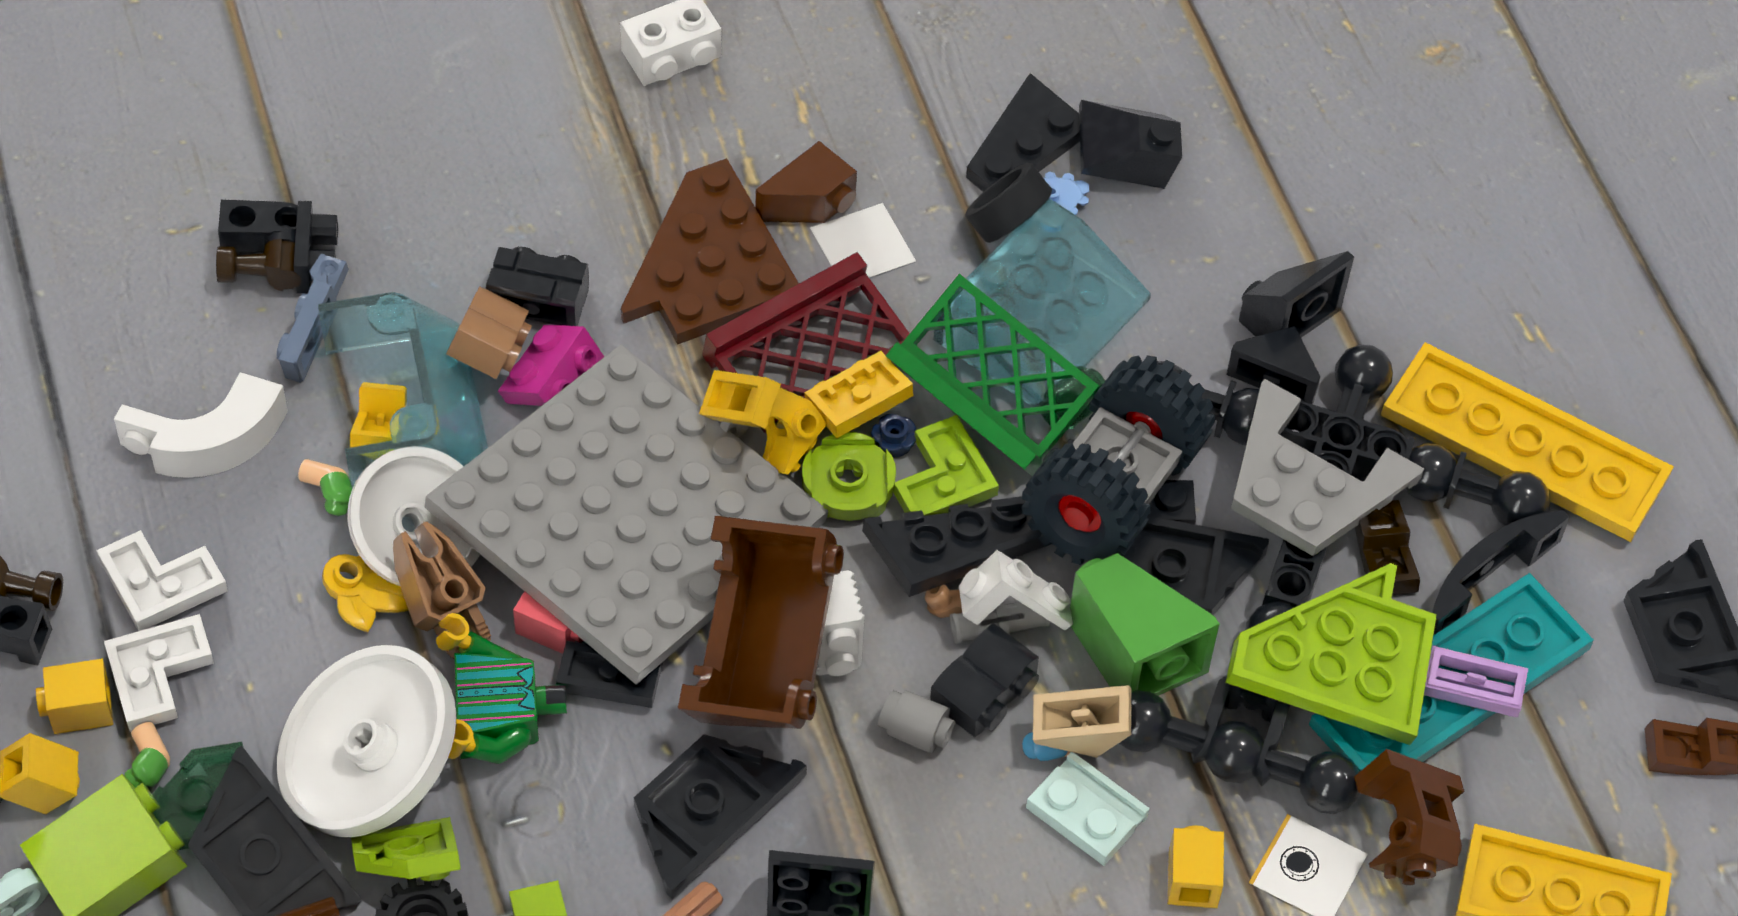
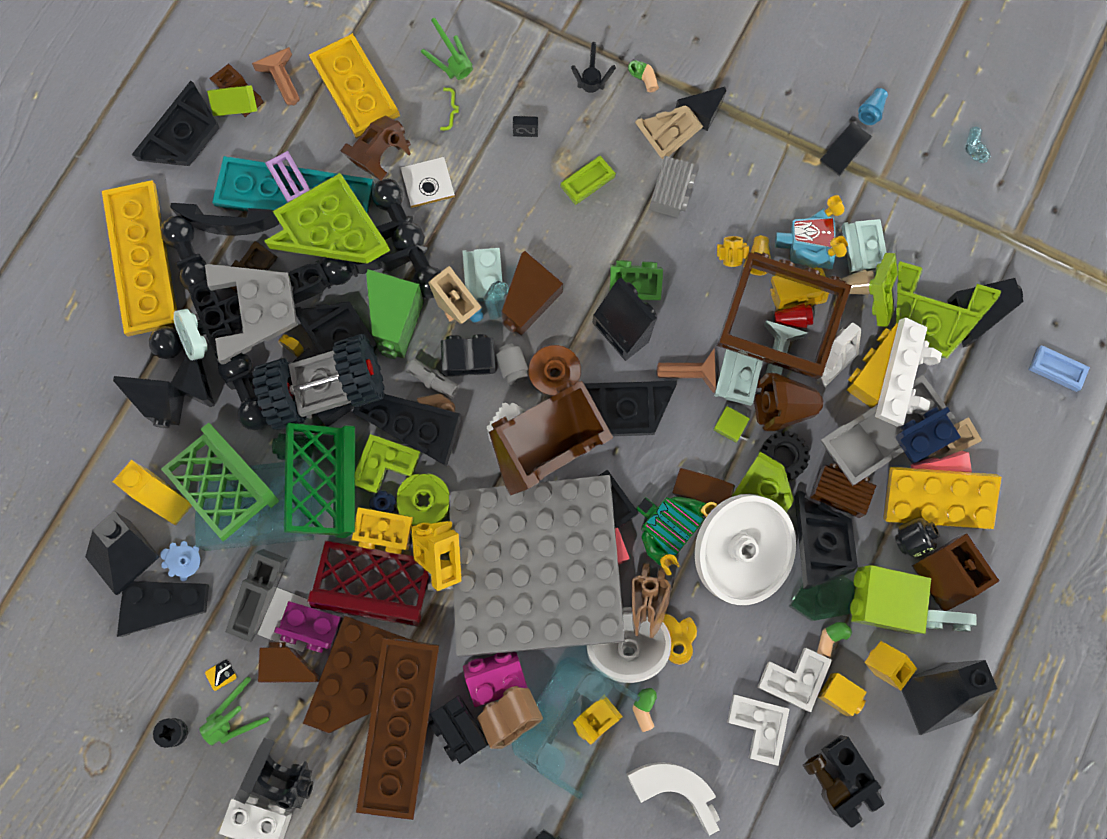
camera: 135 degrees left, 20 degrees up
(300, 346) = (576, 810): sand blue hinge -> none
(491, 790) = (702, 487): none -> reddish brown slope
(612, 229) = (397, 728): none -> reddish brown plate
(717, 71) = (297, 780): none -> black tile
(814, 85) = (217, 726): none -> bright green plant
(827, 238) = (309, 626): none -> magenta bracket
(855, 742) = (549, 359): none -> dark orange dish
(864, 52) = (177, 732): none -> black wheel
(875, 136) = (220, 675): none -> sticker
(928, 227) = (256, 594): none -> dark grey slope
(997, 830) = (529, 294): none -> reddish brown slope
(1002, 577) = (421, 375): white bracket -> none
(1008, 202) = (213, 550): black tyre -> none
(1035, 775) = (493, 295): none -> clear light blue arm
(1104, 308) = (240, 471): none -> bright green fence
(1166, 210) = (152, 492): none -> yellow slope
(1195, 867) = (472, 212): yellow brick -> none
(1216, 503) = (291, 344): none -> yellow tile
(1357, 390) = (186, 326): none -> light aqua plate
(1675, 711) = (232, 100): none -> lime tile
(1696, 826) = (275, 65): none -> nougat piece

